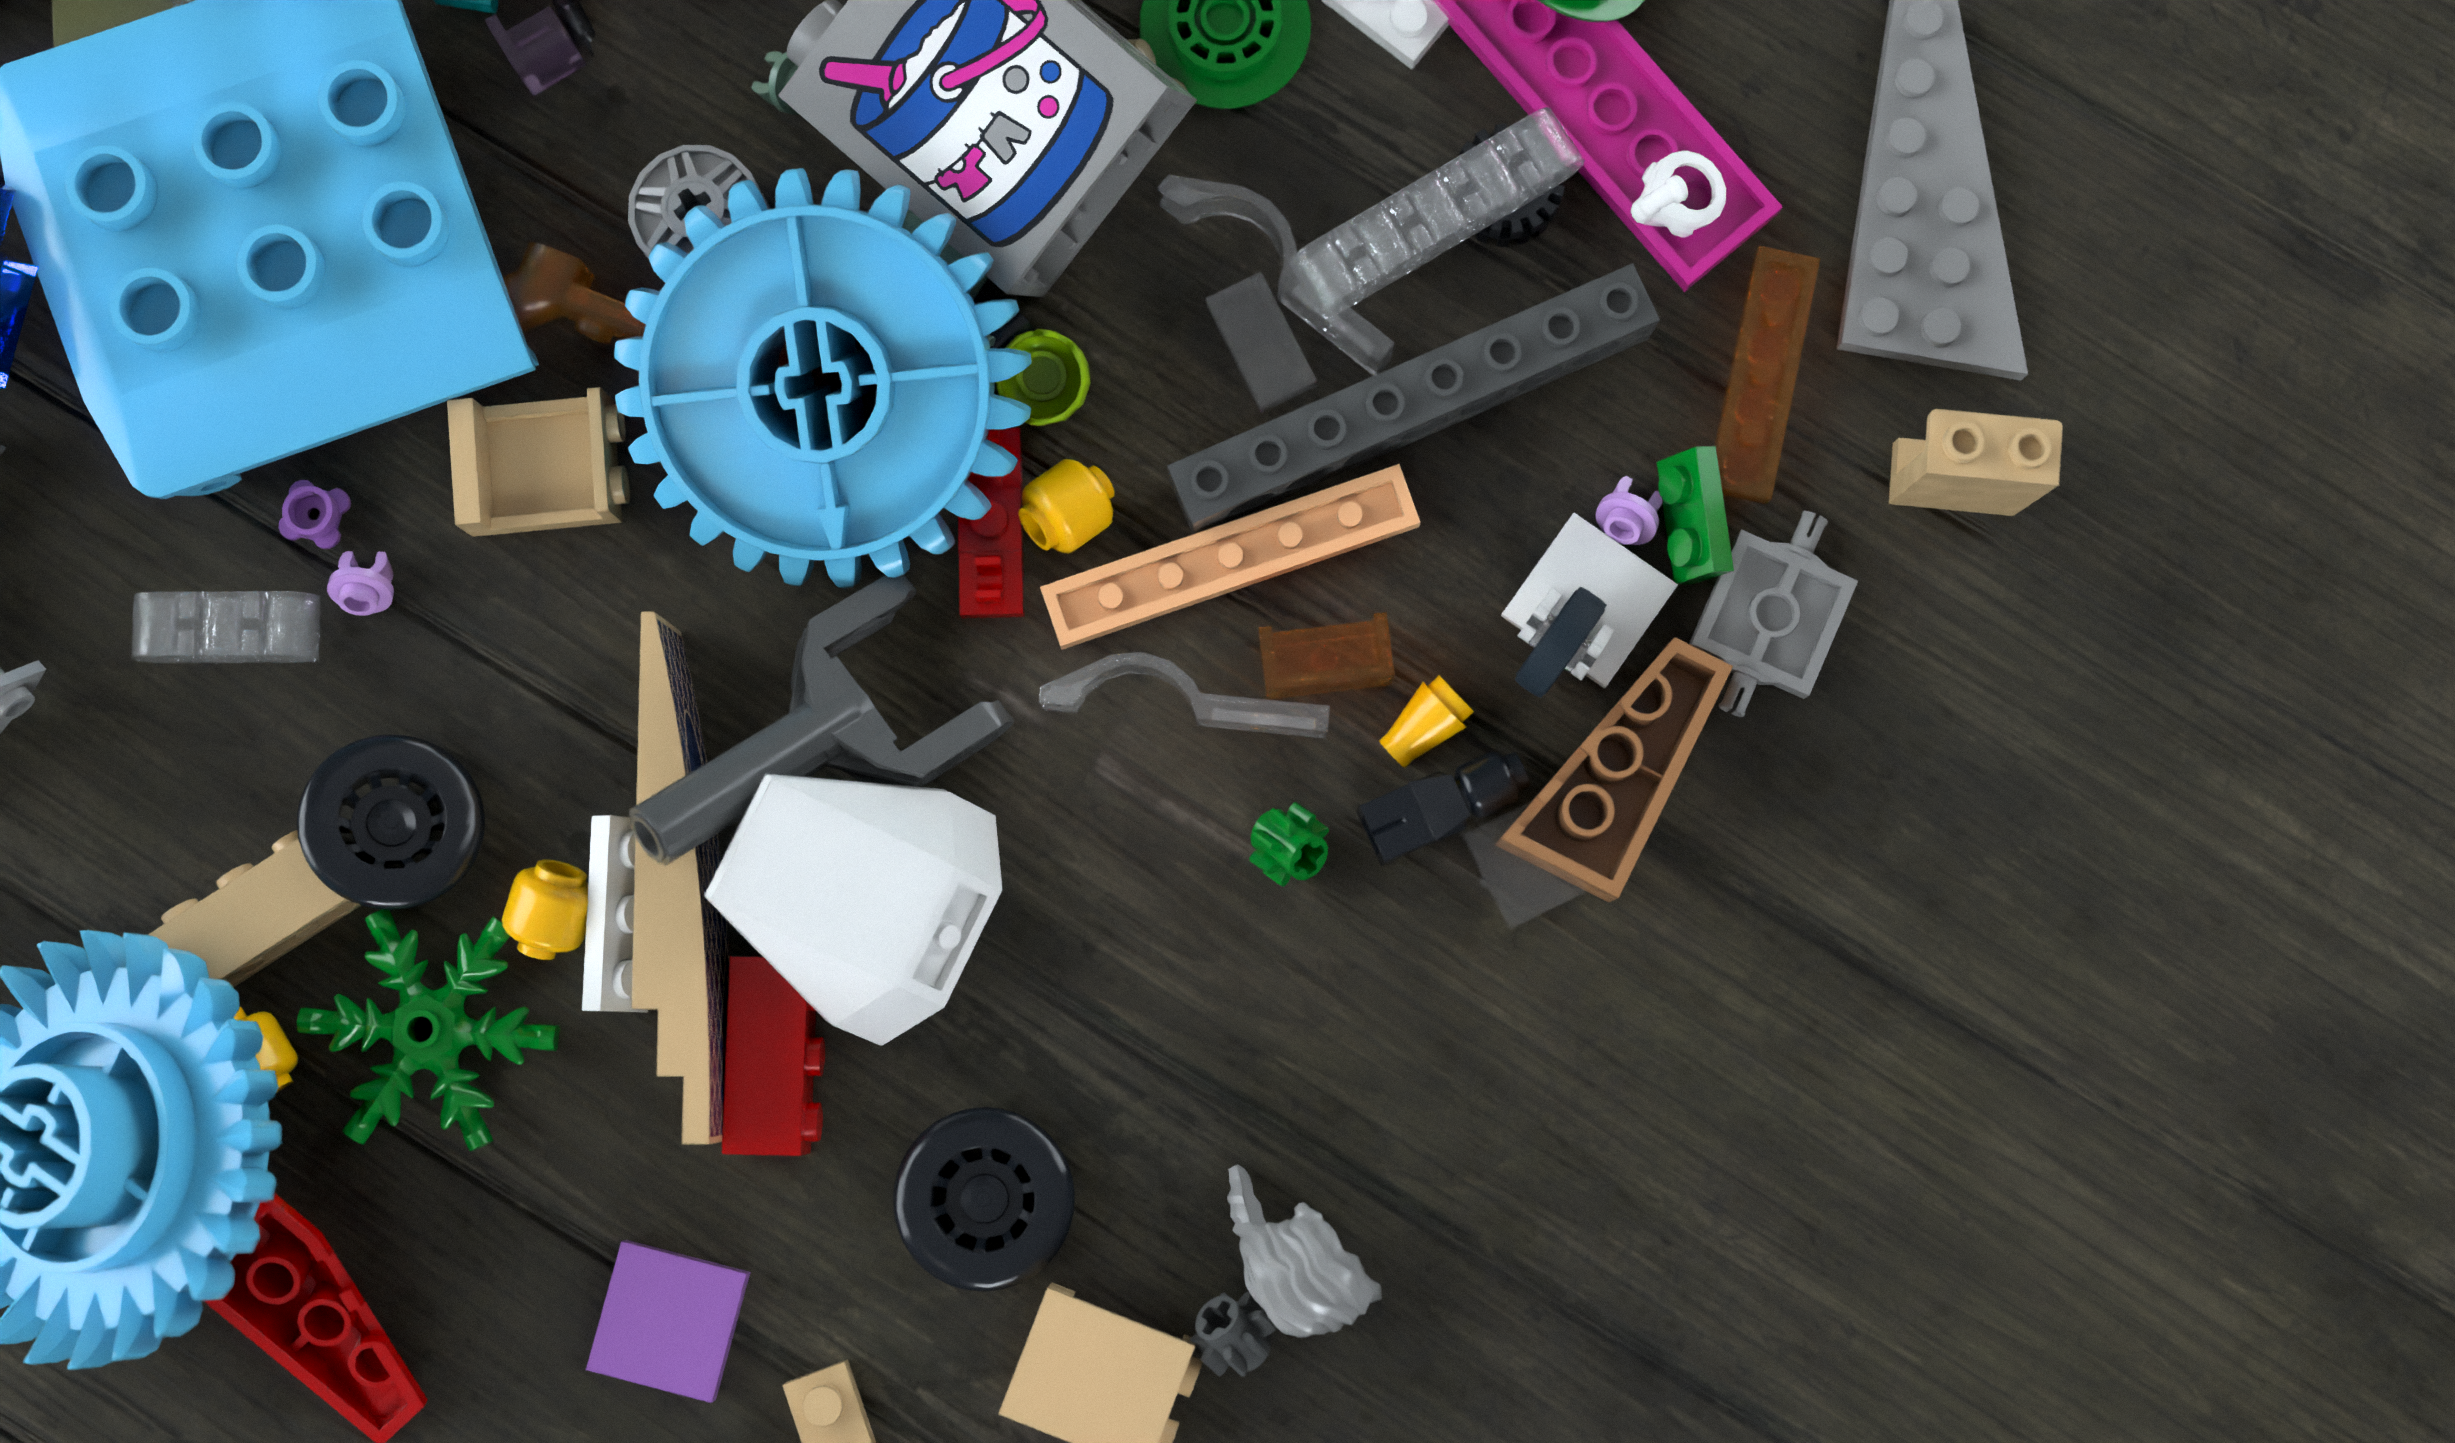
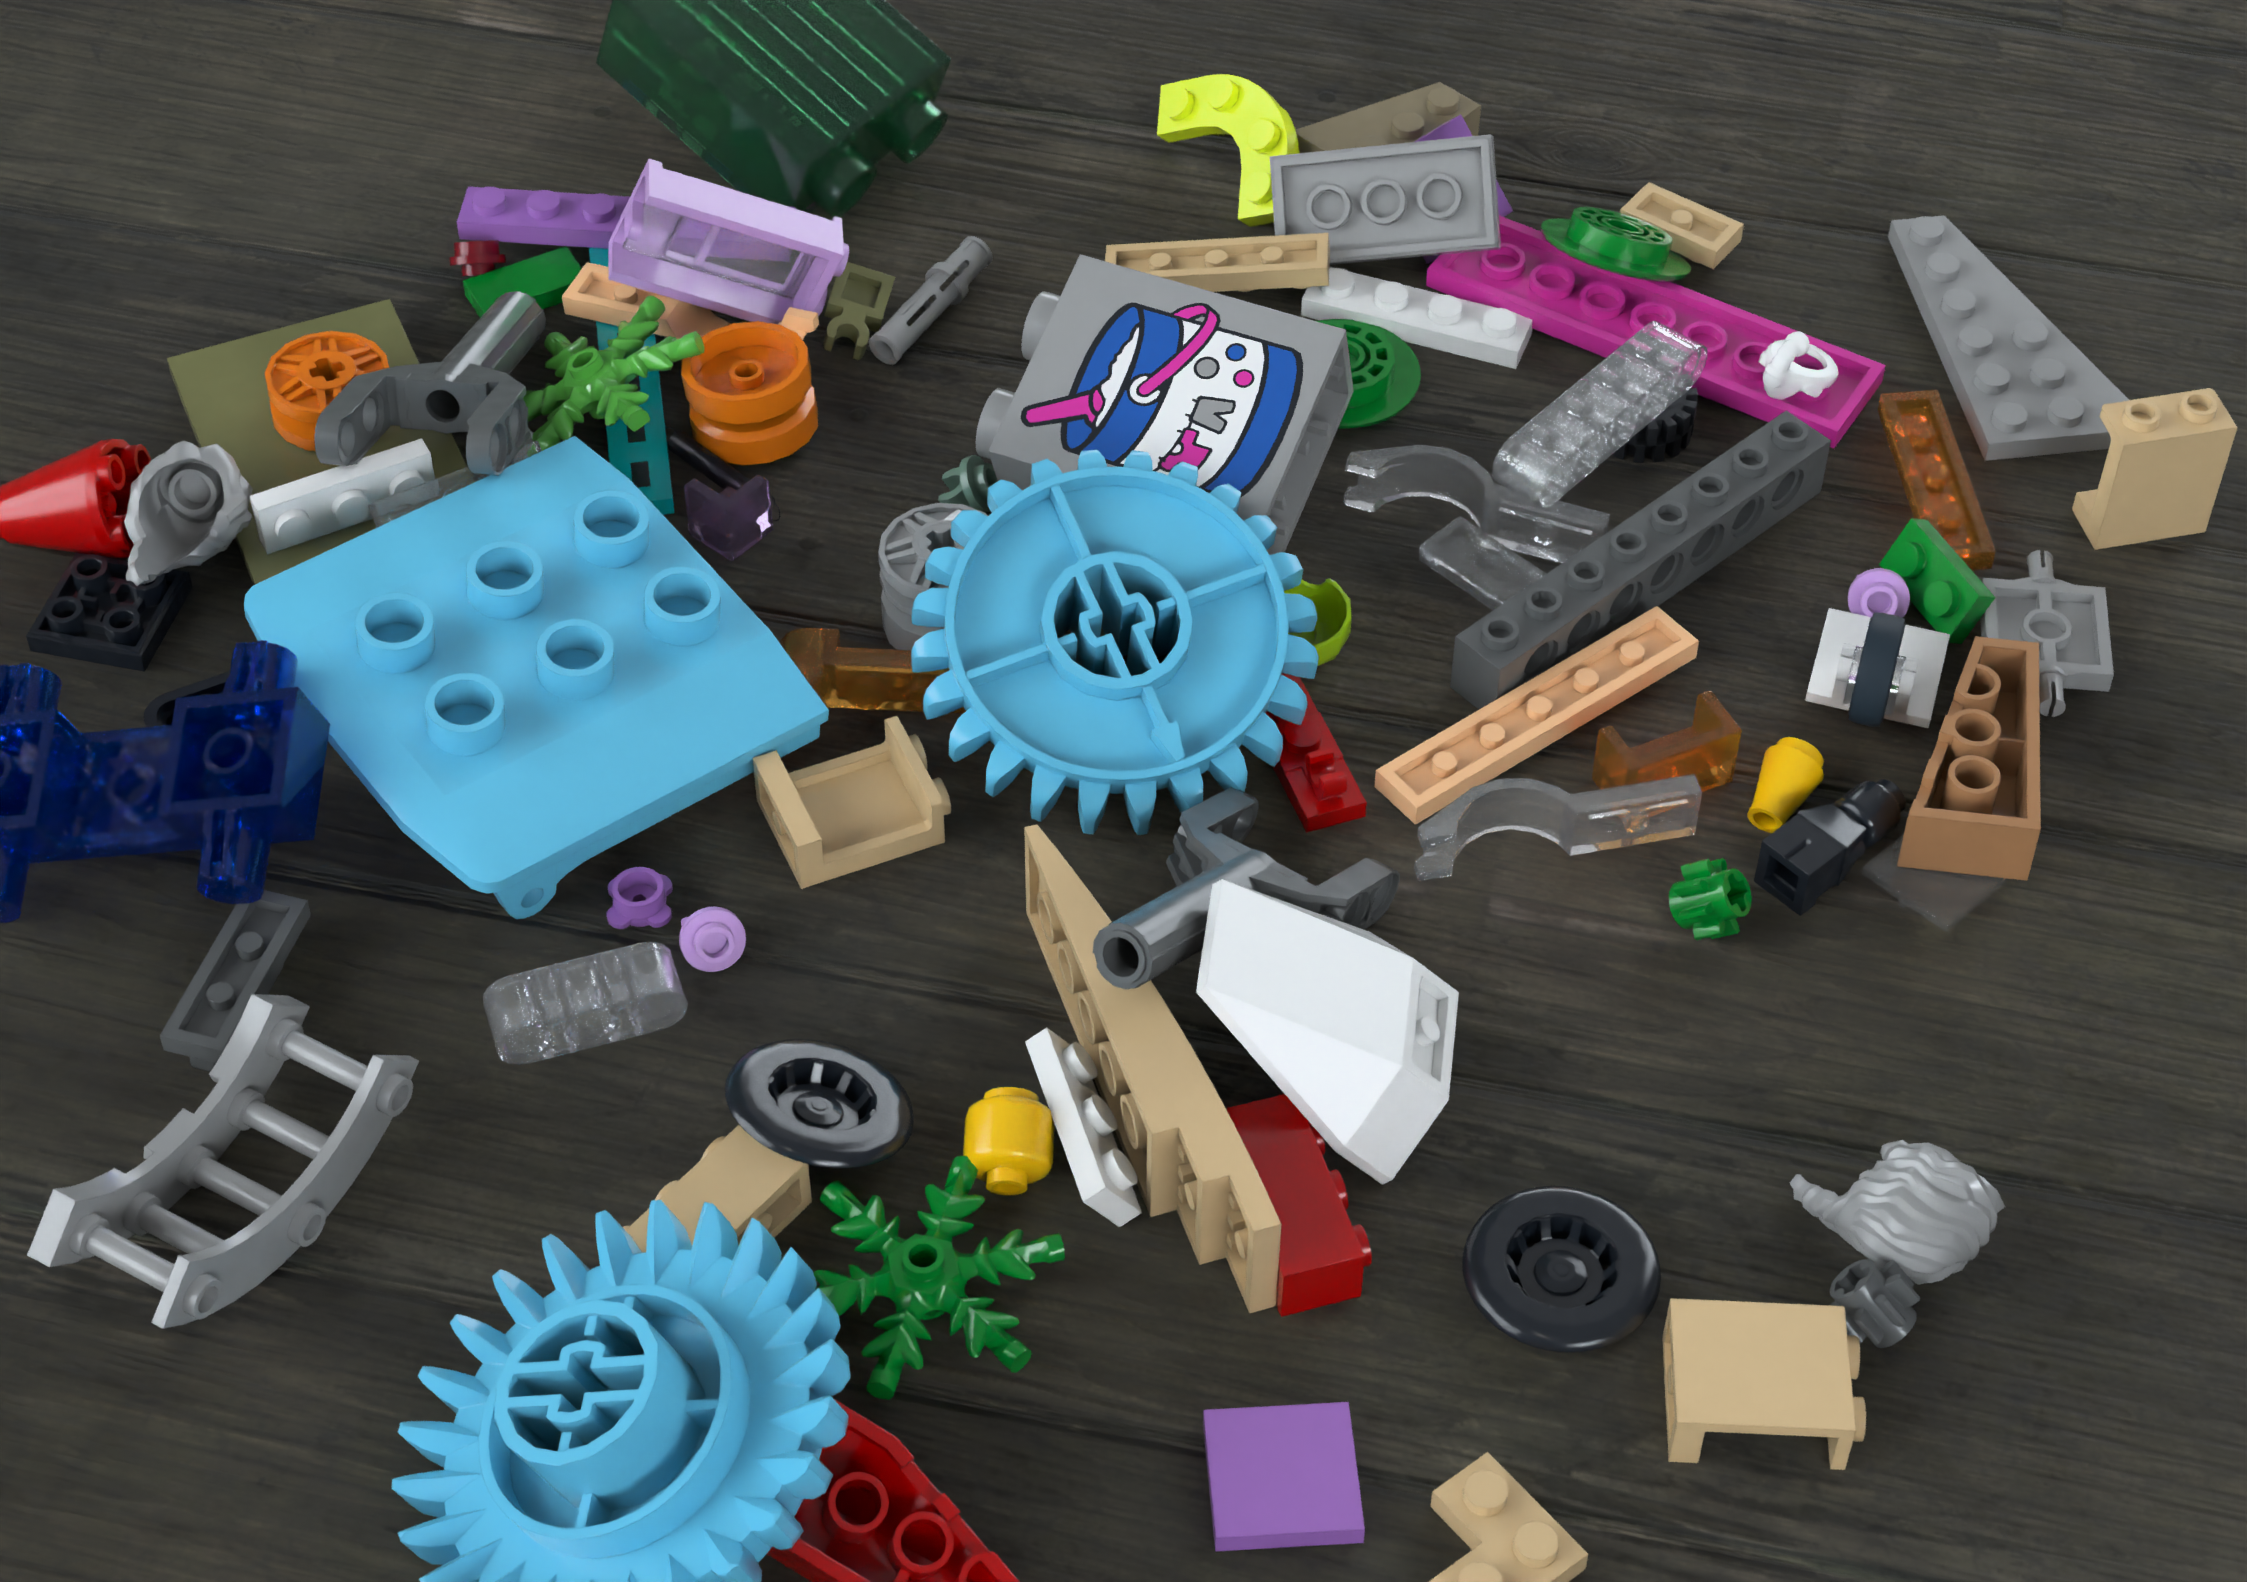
camera: 20 degrees left, 35 degrees down
(1067, 506) = (1371, 709): yellow head -> none

